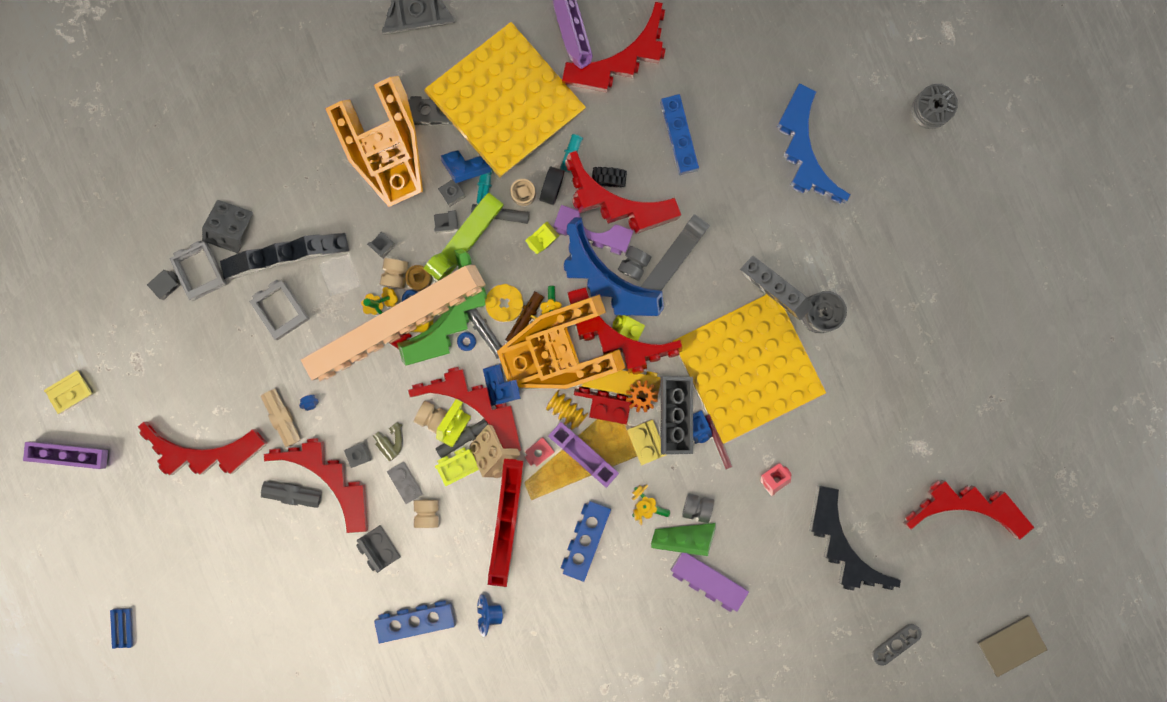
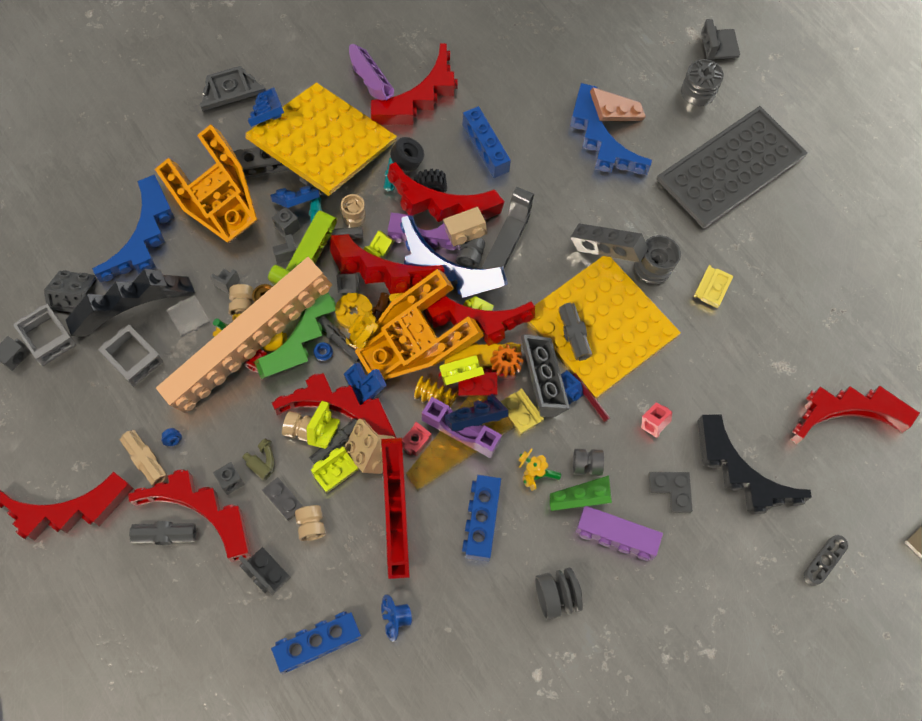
camera: 15 degrees left, 20 degrees down
(296, 198) = (146, 236): none -> blue arch
(452, 55) = (266, 107): none -> blue wing
(503, 274) = (348, 282): none -> dark grey brick
(507, 334) = (361, 329): none -> yellow plate
(531, 274) = (396, 276): none -> red arch
(551, 185) = (379, 198): black tyre -> none
(595, 399) = (461, 370): none -> neon yellow bracket
(602, 135) = (410, 146): none -> black tyre
(603, 446) = (477, 415): none -> dark blue wing
(632, 242) = (465, 226): none -> tan brick
(639, 627) = (558, 593): none -> dark grey wheel
(718, 375) = (575, 331): none -> dark grey piece
(778, 548) = (677, 486): none -> dark grey plate
(830, 120) = (615, 107): none -> nougat wing
(874, 349) = (713, 286): none -> light yellow plate
(938, 213) = (731, 166): none -> dark grey plate
(973, 53) = (719, 43): none -> dark grey bracket

